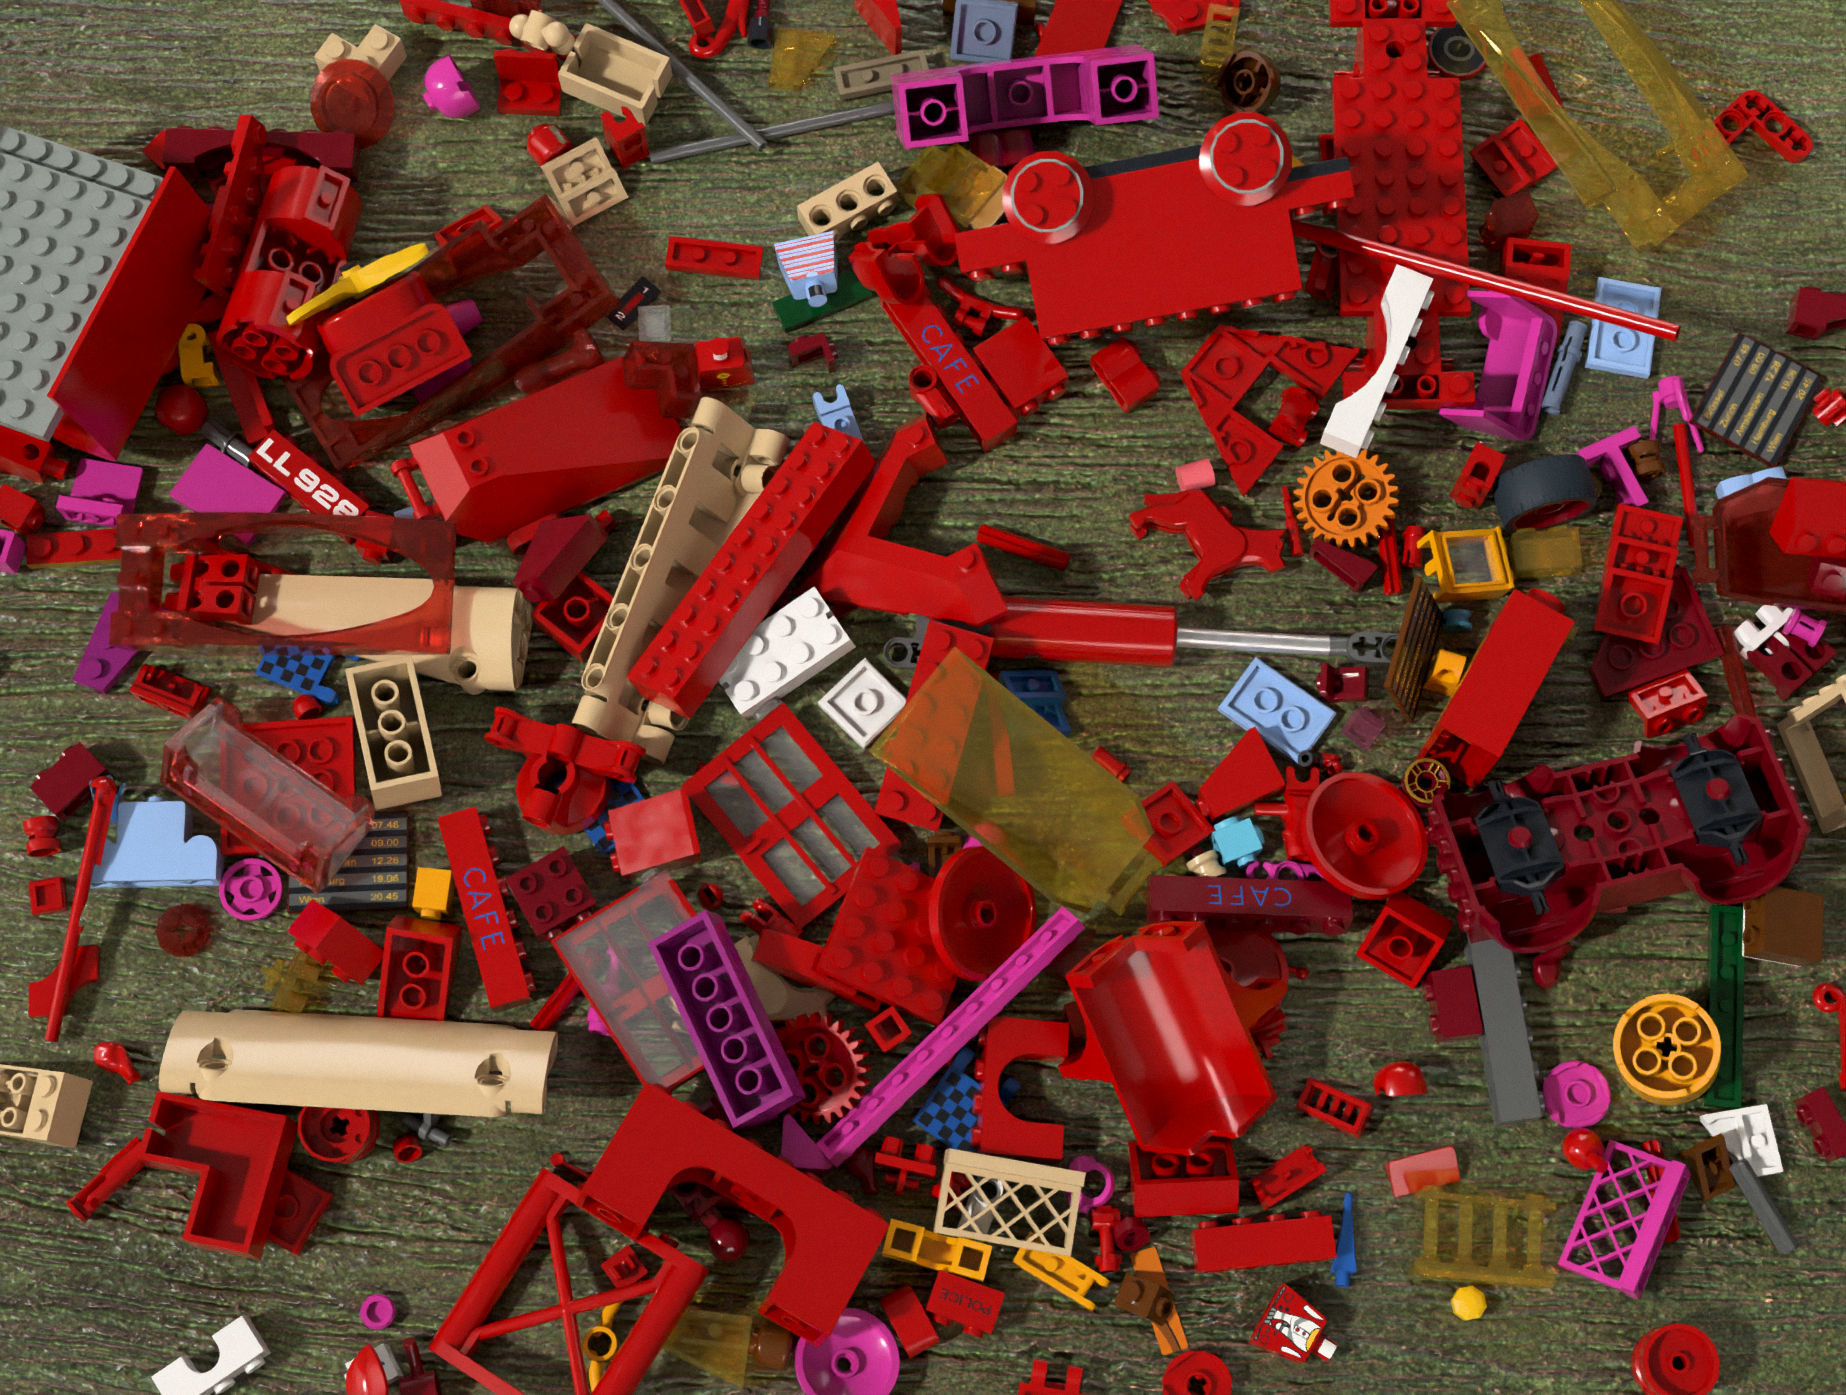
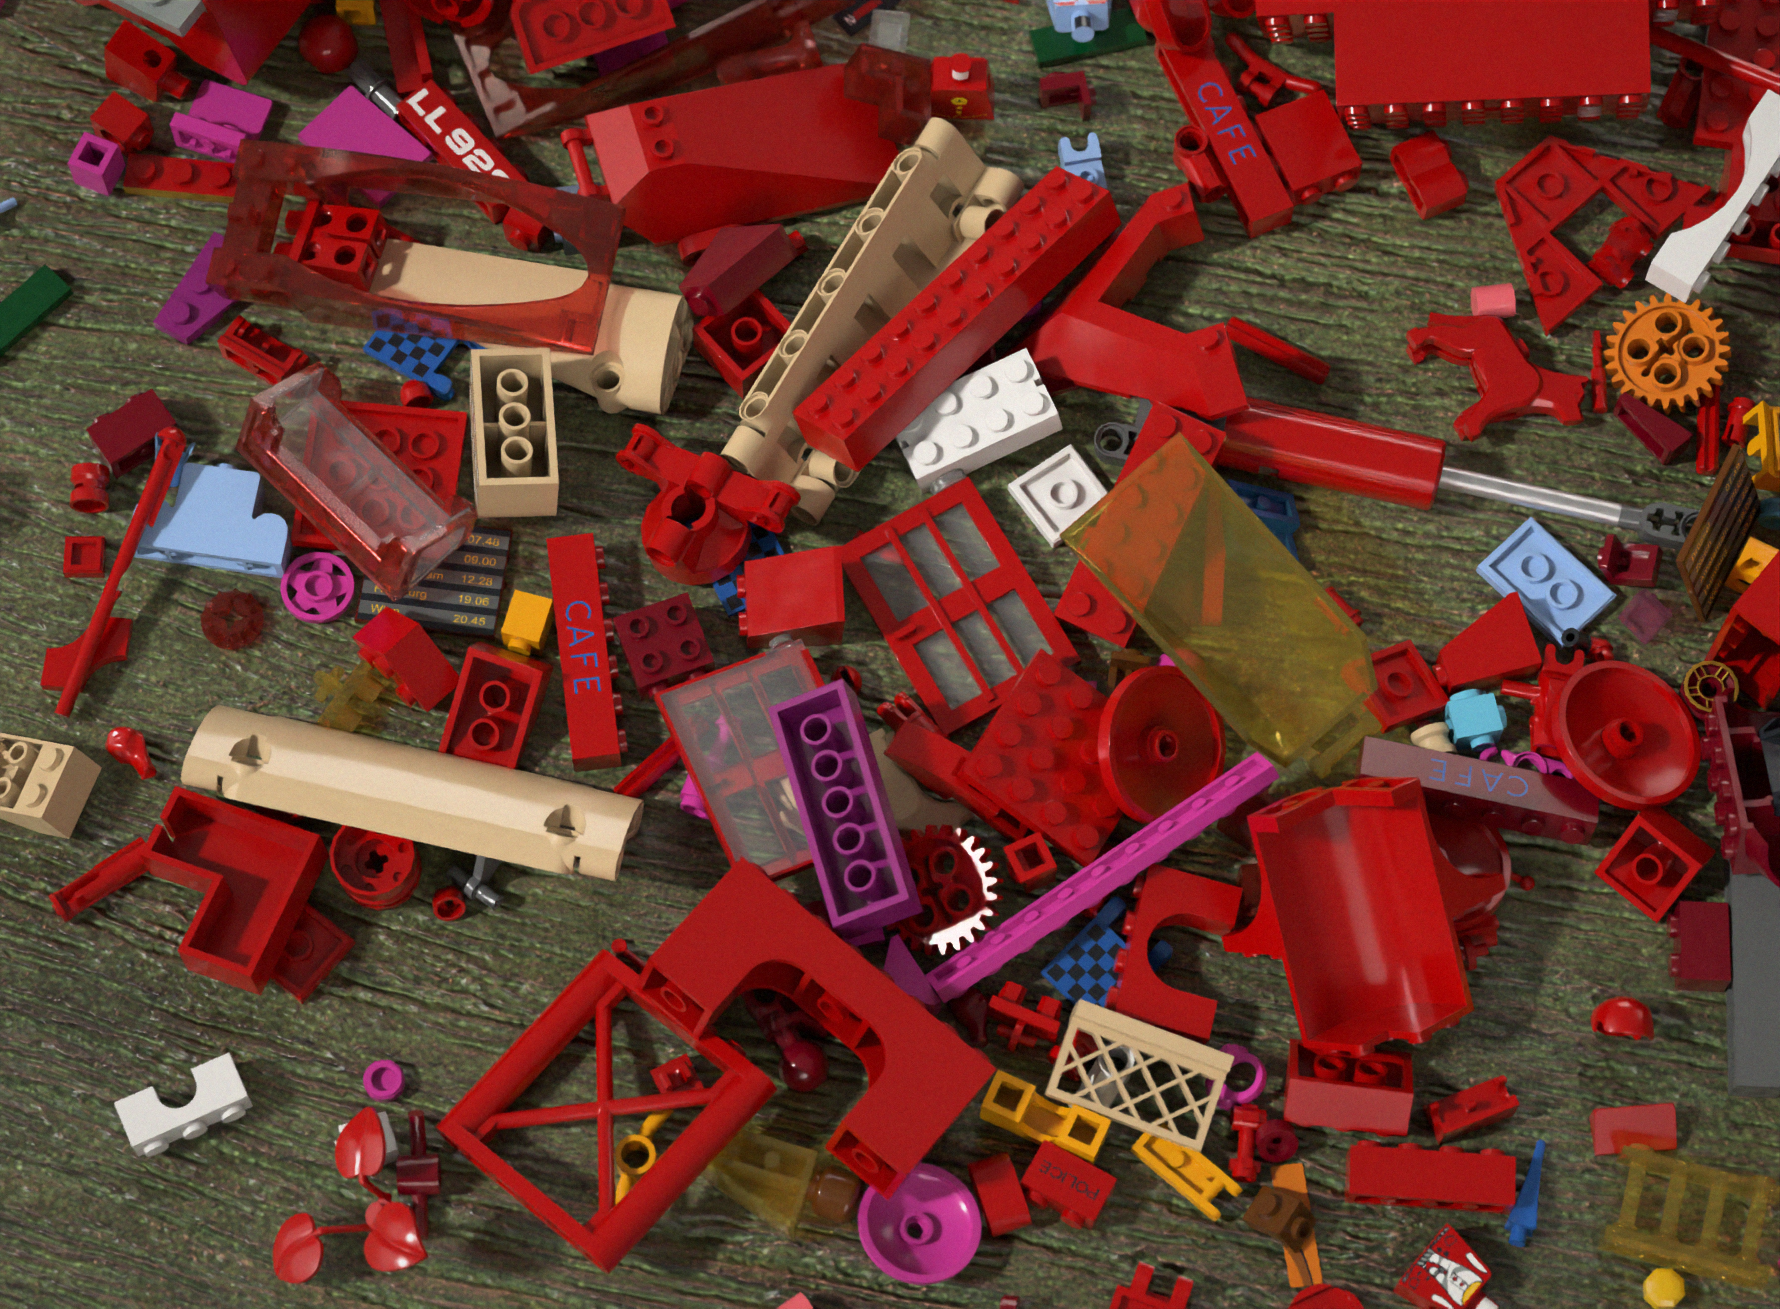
camera: 10 degrees right, 5 degrees down
(1356, 1130) = (1548, 1062): red slope -> none

